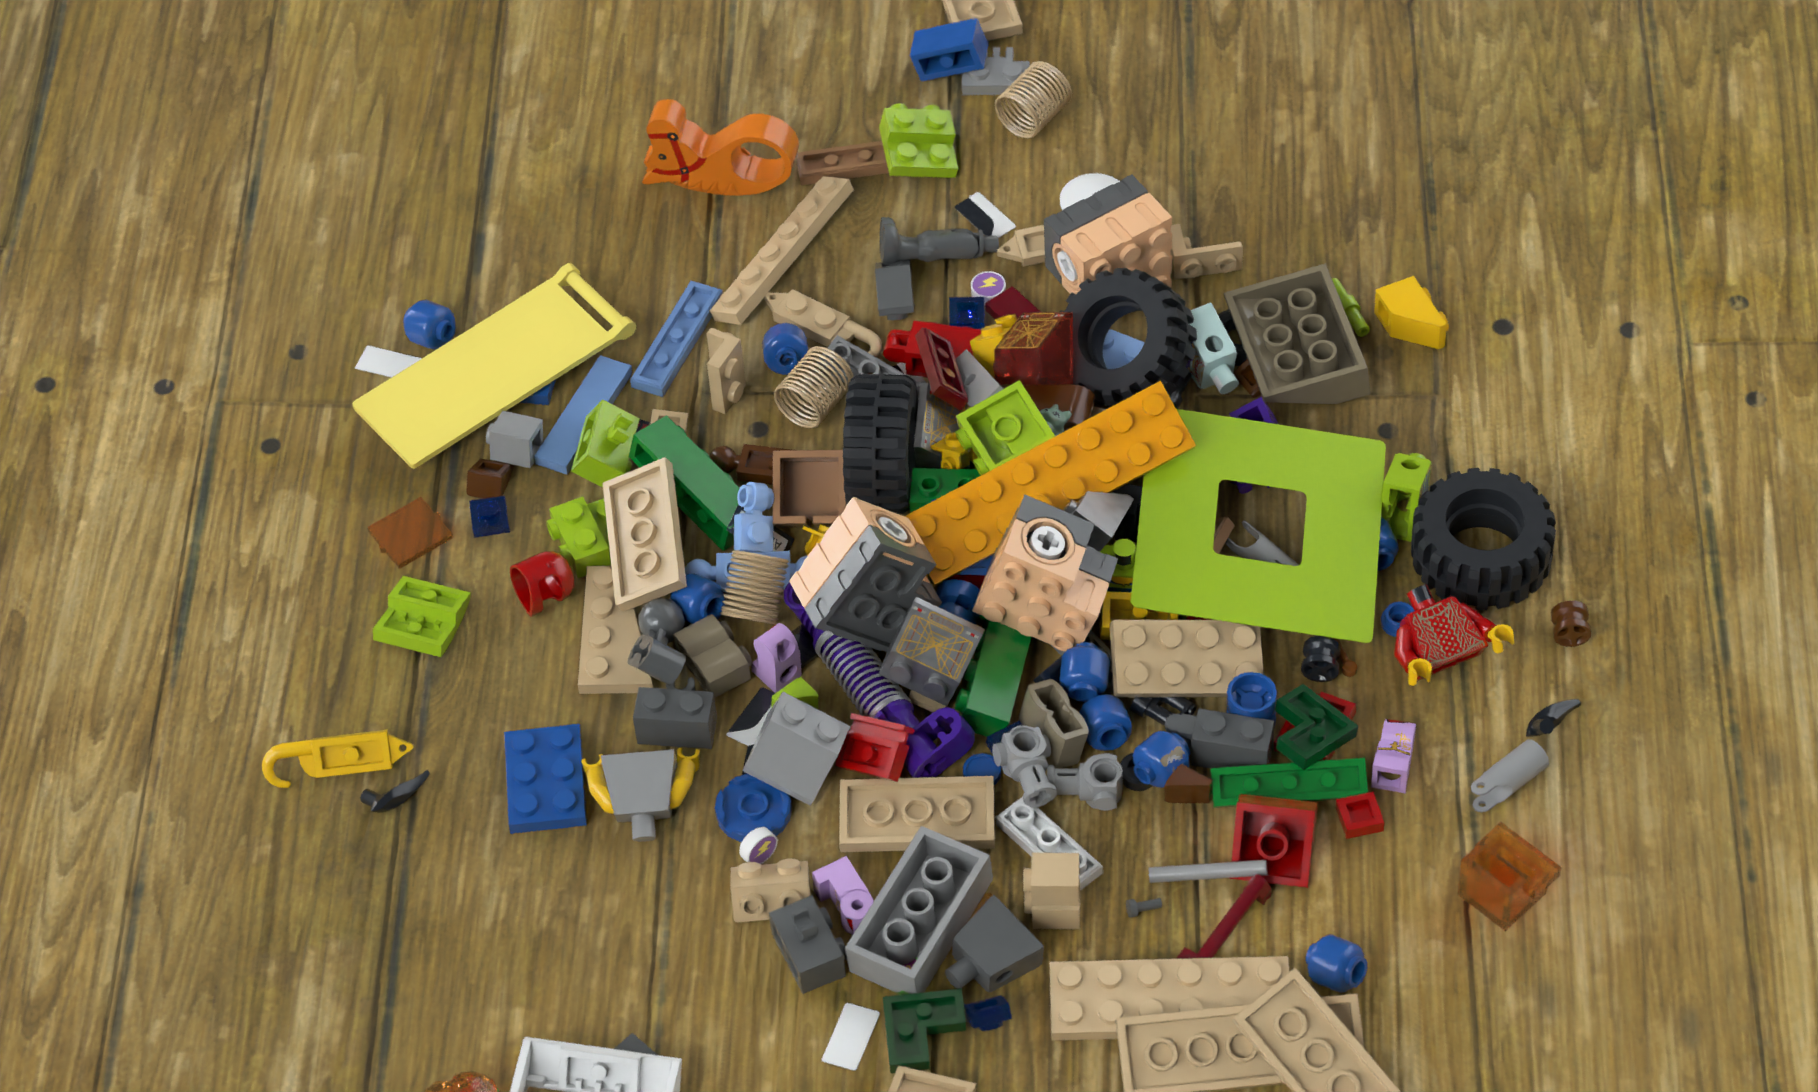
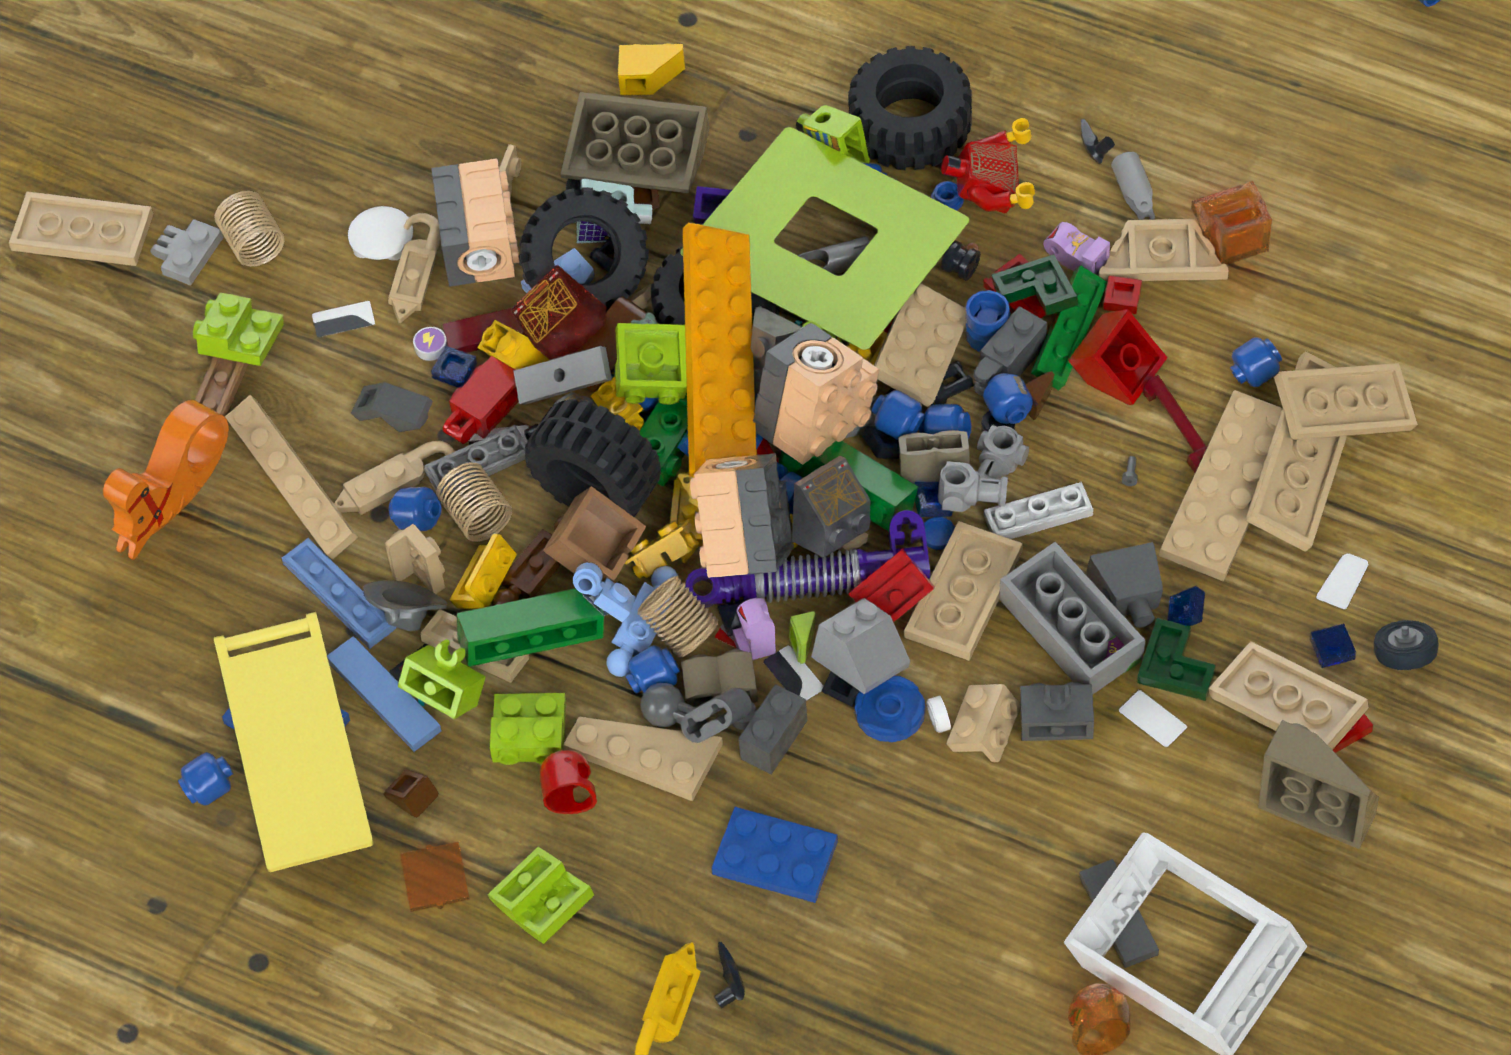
camera: 65 degrees left, 5 degrees up
(384, 361) = (221, 831): white sticker -> none
(489, 516) = (456, 805): clear blue plate -> none
(515, 438) = (388, 751): light grey brick -> none
(641, 786) = (833, 779): light grey torso -> none
(644, 534) = (574, 678): tan plate -> none
(679, 380) = (402, 602): none -> dark grey hat
(738, 427) = (484, 574): none -> yellow bracket
(845, 889) = (1023, 665): lavender leg -> none
(933, 244) = (359, 365): dark grey piece -> none
(941, 368) = (536, 389): dark red tile -> none
(949, 49) = (149, 266): blue brick -> none
(1053, 890) = (1103, 514): tan piece -> none
(1207, 871) = (1124, 413): light grey bar -> none
(1434, 827) = (1163, 252): none -> tan wing
(1570, 623) = (1015, 90): reddish brown wheel -> none

